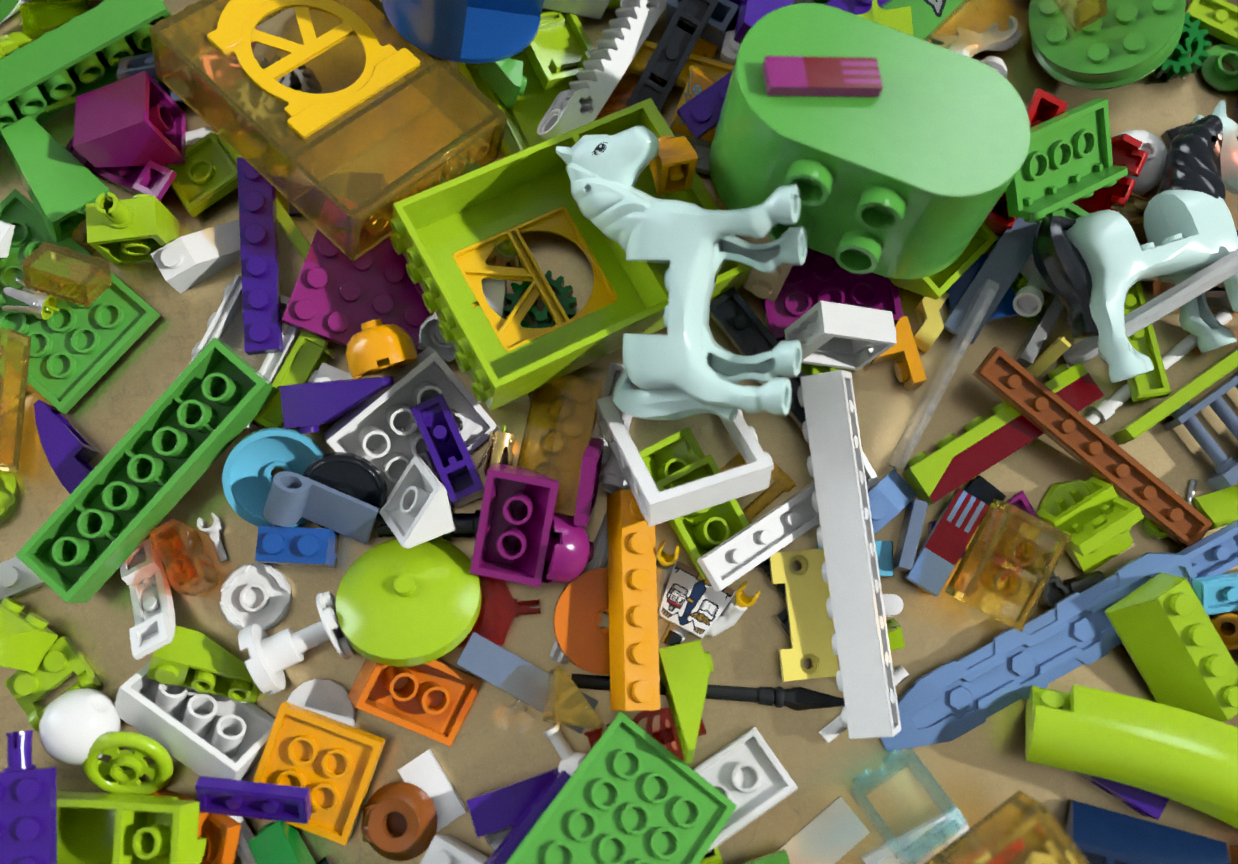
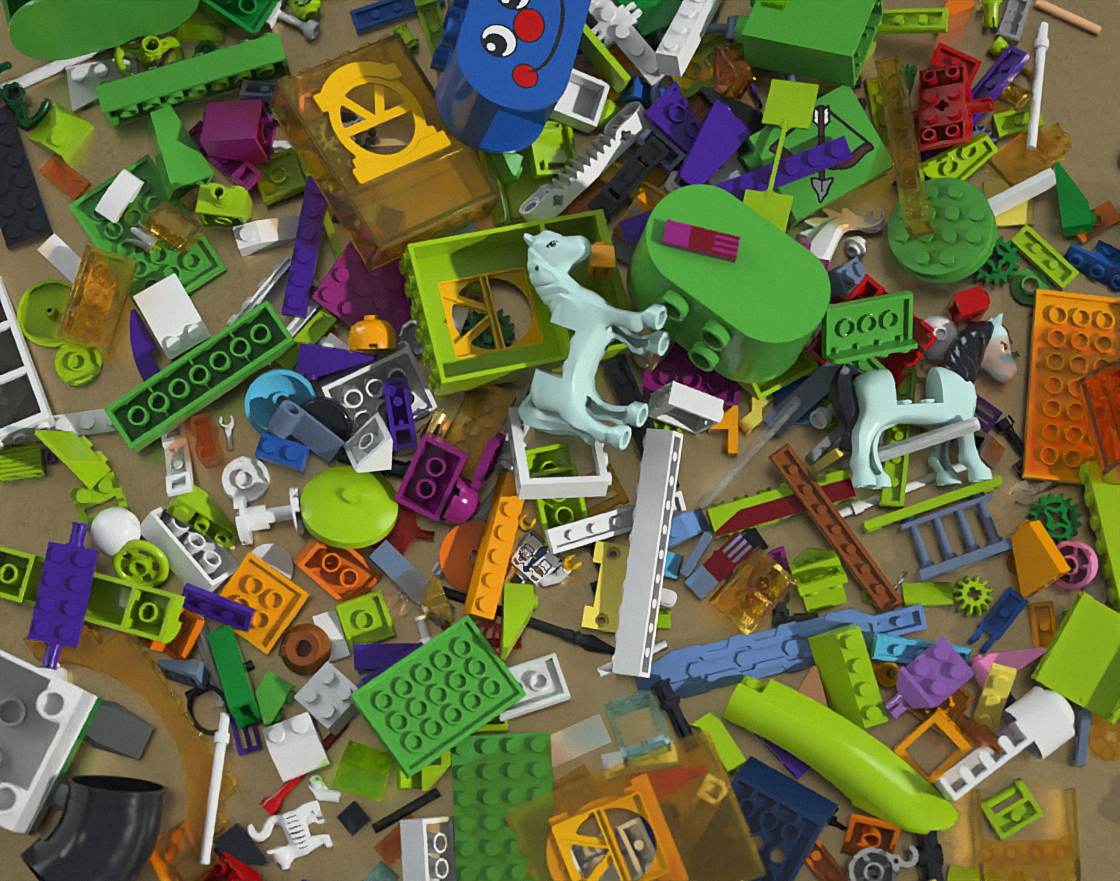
camera: 15 degrees right, 0 degrees up
(92, 396) = (172, 316): none -> white slope
(474, 754) = (365, 619): none -> lime tile
(940, 758) = (670, 703): none -> black pin
(1007, 776) = (725, 746): none -> lime window
(1127, 677) = (812, 686): none -> medium nougat slope
(1168, 104) = (968, 305): none -> red brick

